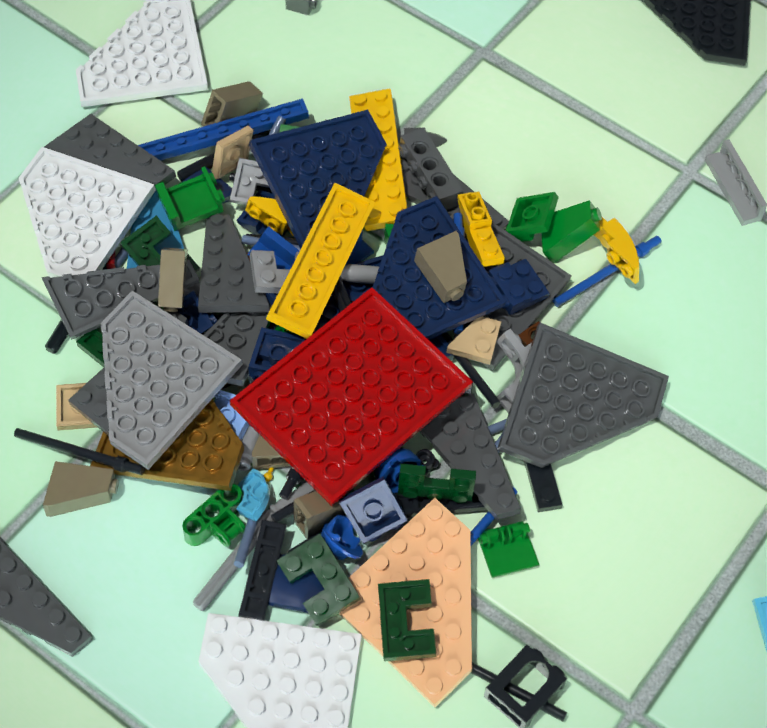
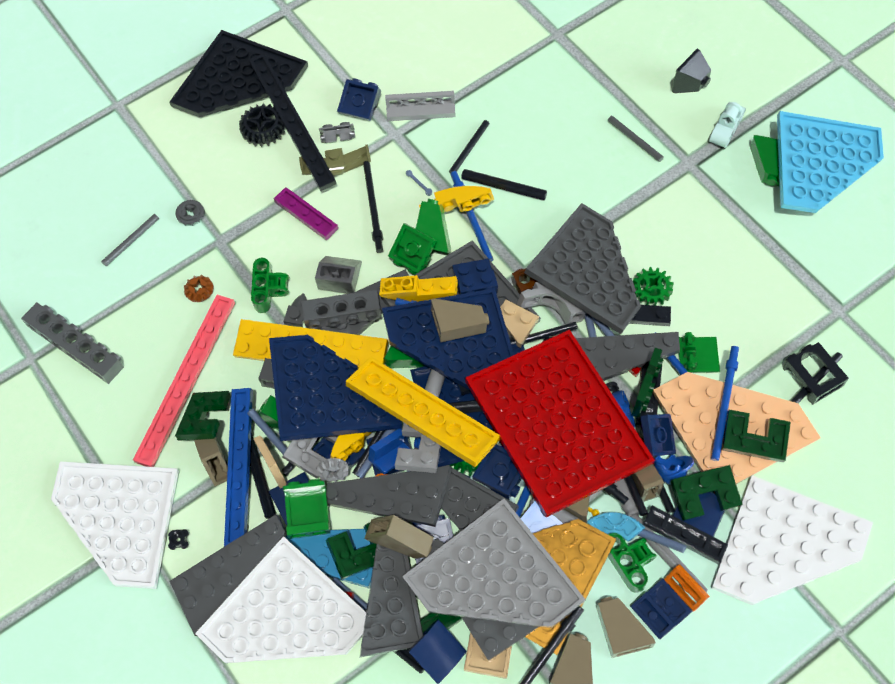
camera: 65 degrees left, 5 degrees up
(67, 352) = (437, 651): none -> dark blue slope
(134, 525) = (622, 629): none -> dark tan slope
(135, 108) = (174, 535): none -> black plate
(169, 565) = (661, 609): none -> dark blue slope
(198, 584) = (688, 585): none -> orange tile
(238, 207) = (332, 465): none -> light grey gear
(253, 81) = (193, 423): none -> dark green plate
(309, 65) = (184, 382): none -> coral plate
(413, 53) = (202, 293): none -> dark orange gear
(440, 100) = (273, 284): none -> green piece
(478, 158) = (337, 274): none -> flat silver slope
(490, 574) = (731, 367): none -> blue bar
(502, 8) = (192, 206): none -> dark grey gear
(544, 113) = (306, 213): none -> magenta plate
(545, 185) = (377, 235): none -> black bar
(594, 478) = (652, 285): none -> green gear
(624, 221) = (428, 191): none -> sand blue hinge
(625, 124) = (341, 163): none -> olive plate
(642, 43) = (261, 125): none -> black gear
(654, 66) = (292, 122): none -> black plate
(665, 294) = (504, 184): none -> black axle
(669, 119) = (343, 130): none -> hinge
(702, 247) = (469, 146): none -> black bar
(717, 121) = (359, 99): none -> dark blue plate

